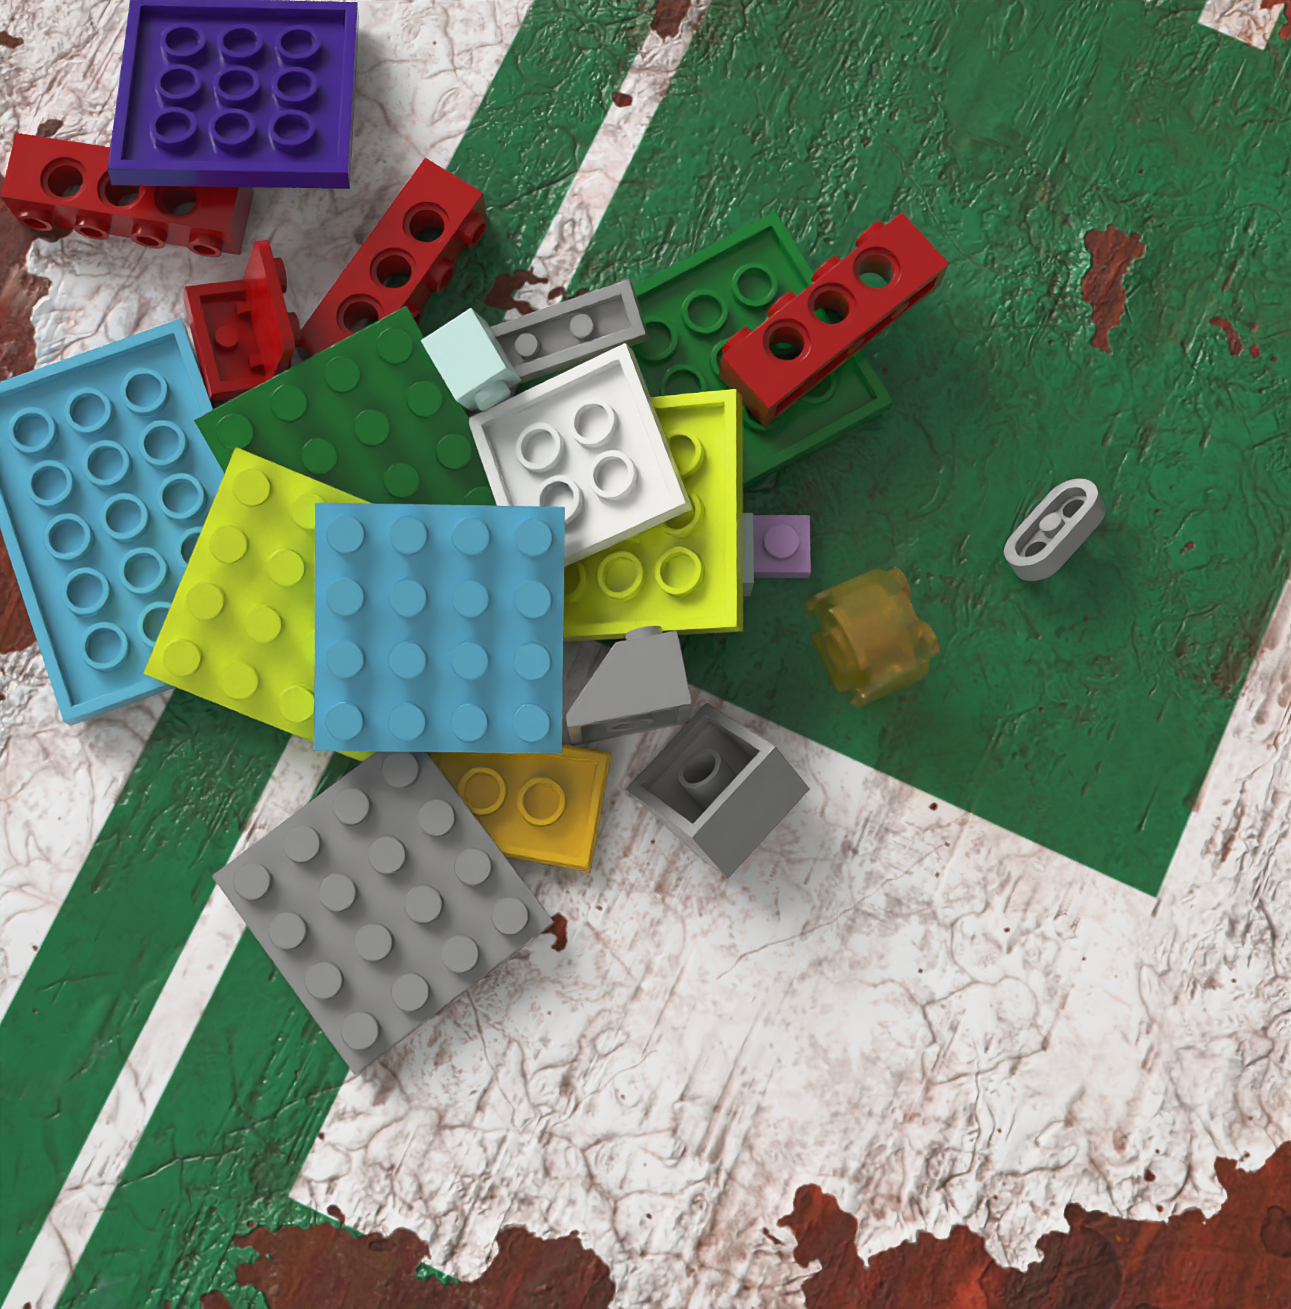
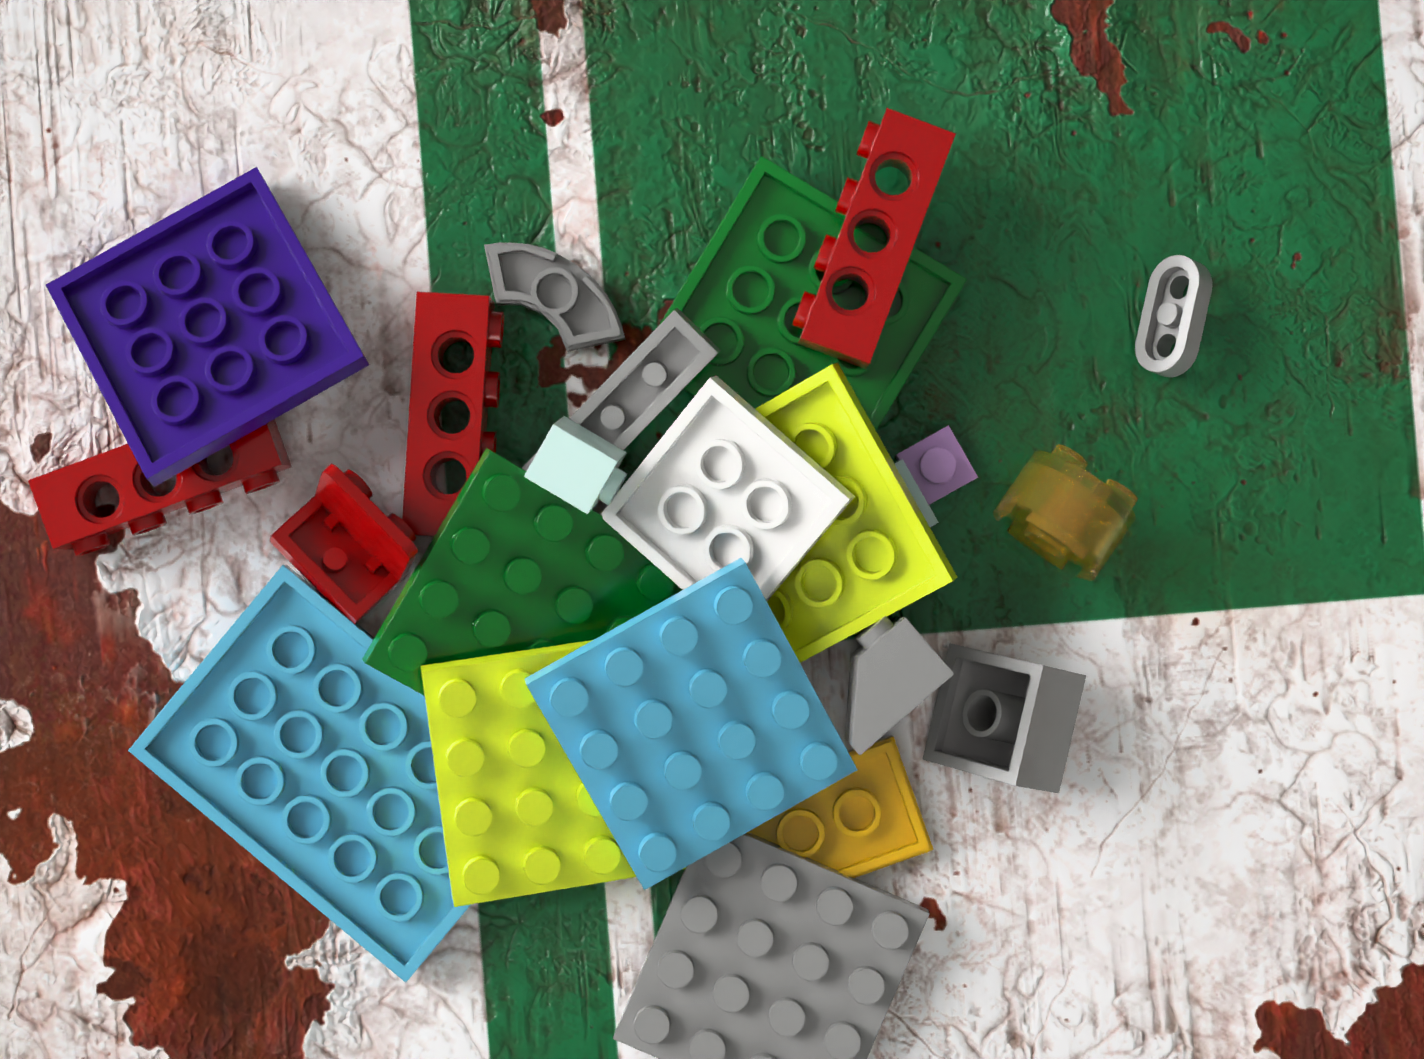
camera: 30 degrees left, 10 degrees up
(542, 230) = (557, 290): none -> light grey tile

